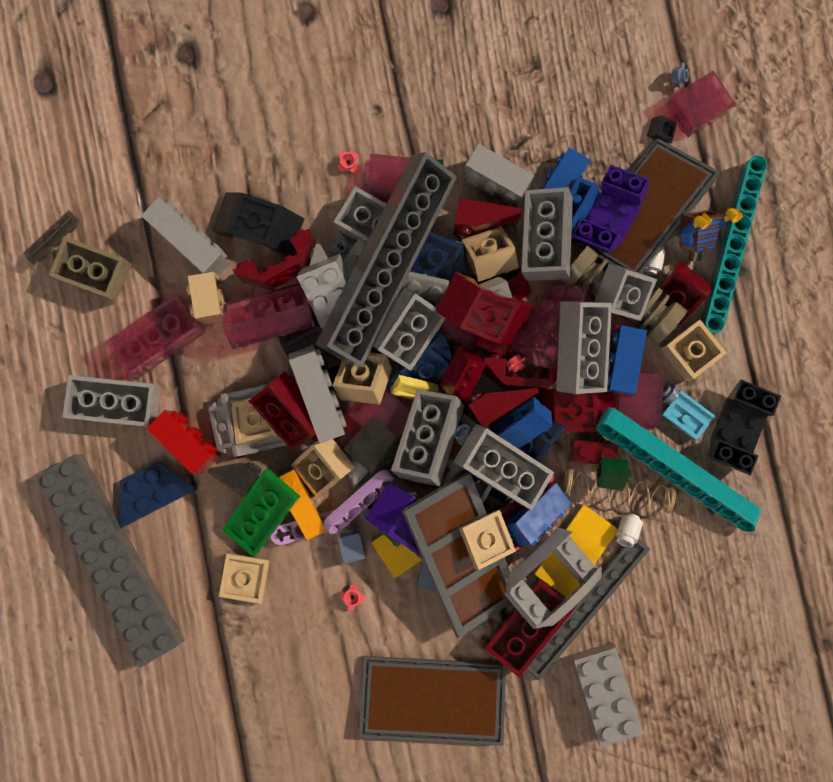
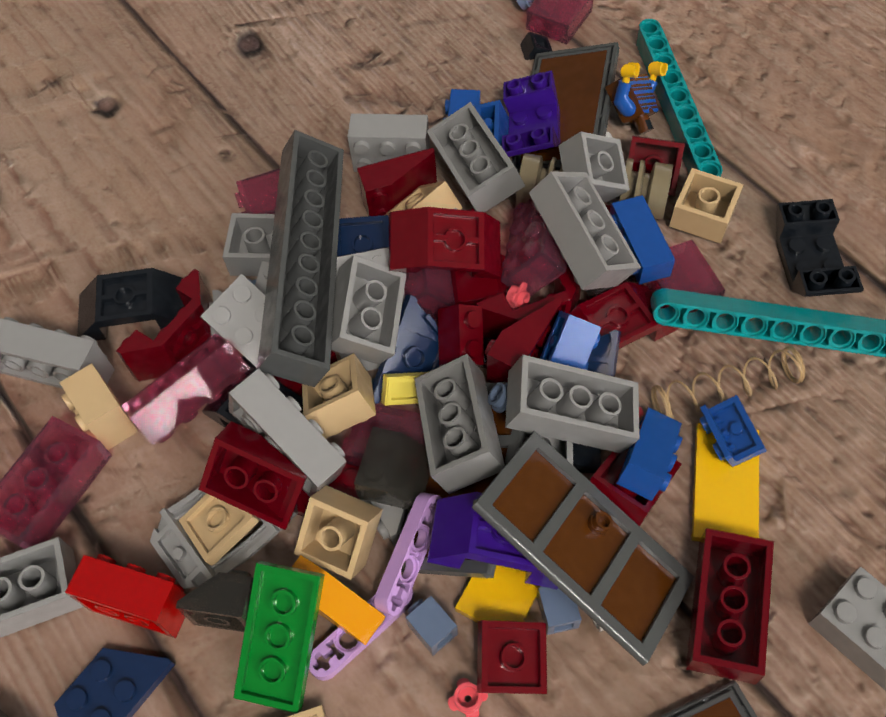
camera: 20 degrees left, 25 degrees down
(348, 156) = (214, 207): coral plate -> none
(387, 590) = (511, 657): none -> dark red plate
(487, 539) = (605, 502): tan plate -> none
(575, 561) = (705, 559): light grey wedge -> none
(591, 452) = (669, 359): dark red brick -> none
(598, 525) = (733, 431): none -> blue bracket
(612, 473) = (708, 358): dark green brick -> none
(612, 576) = (788, 533): dark grey tile -> none
(629, 530) = (772, 422): white brick -> none
(670, 393) = (714, 258): sand blue plate -> none
(688, 415) = (748, 272): medium azure plate -> none

